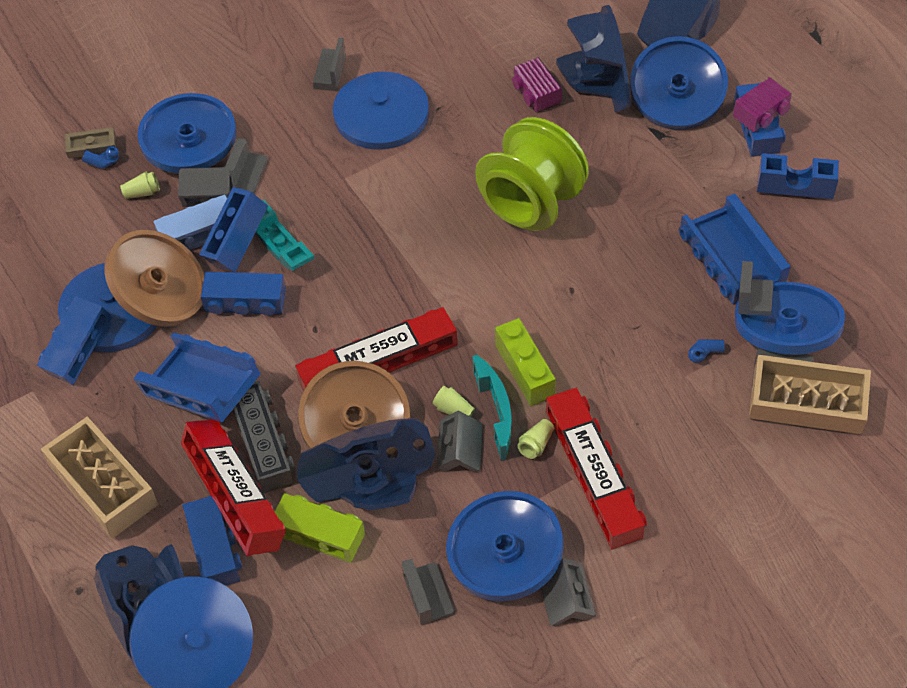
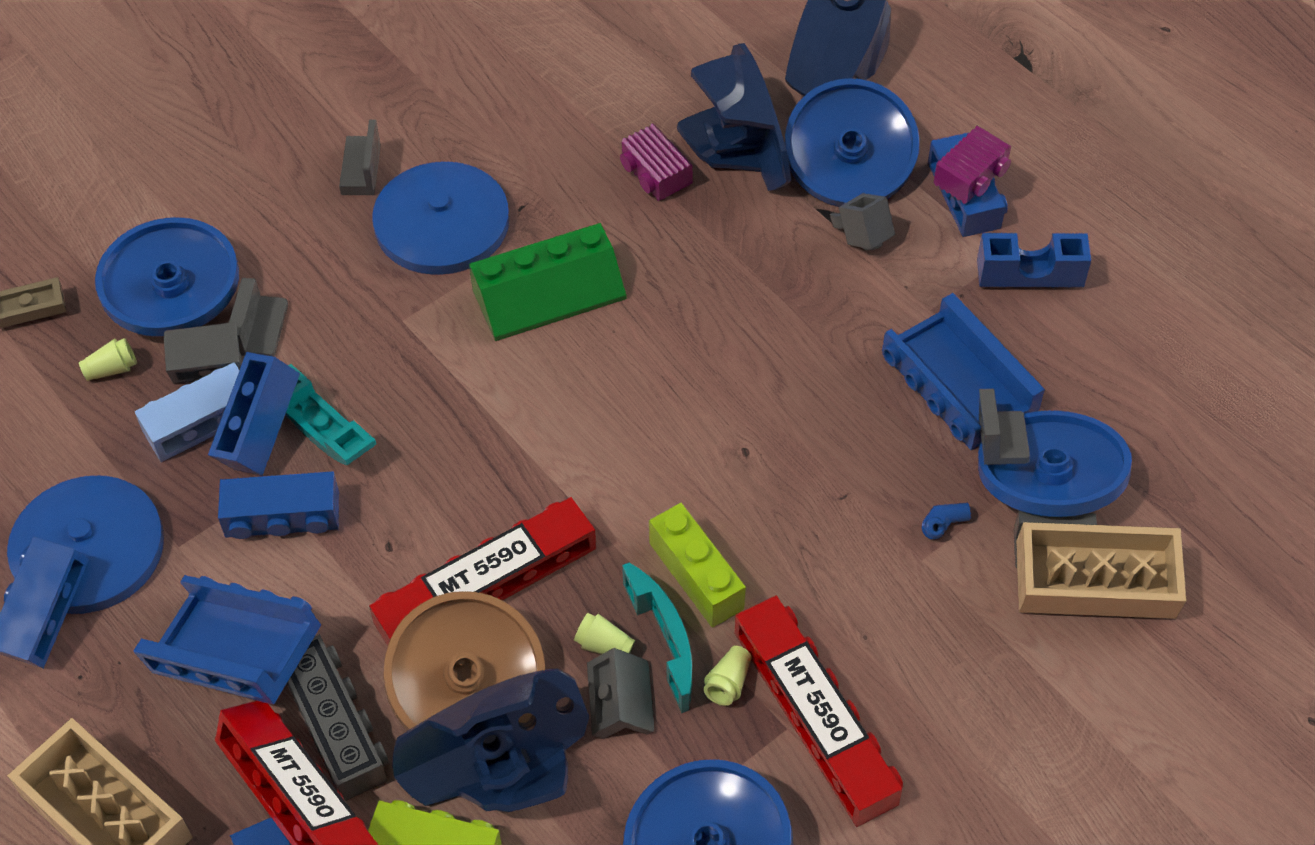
camera: 10 degrees left, 0 degrees up
(103, 160) = (49, 327): blue arm -> none
(154, 277) = (147, 497): medium nougat dish -> none
(443, 159) = (547, 281): none -> green slope
(534, 172) = (672, 292): lime wheel -> none
(680, 138) = (865, 221): none -> dark grey brick

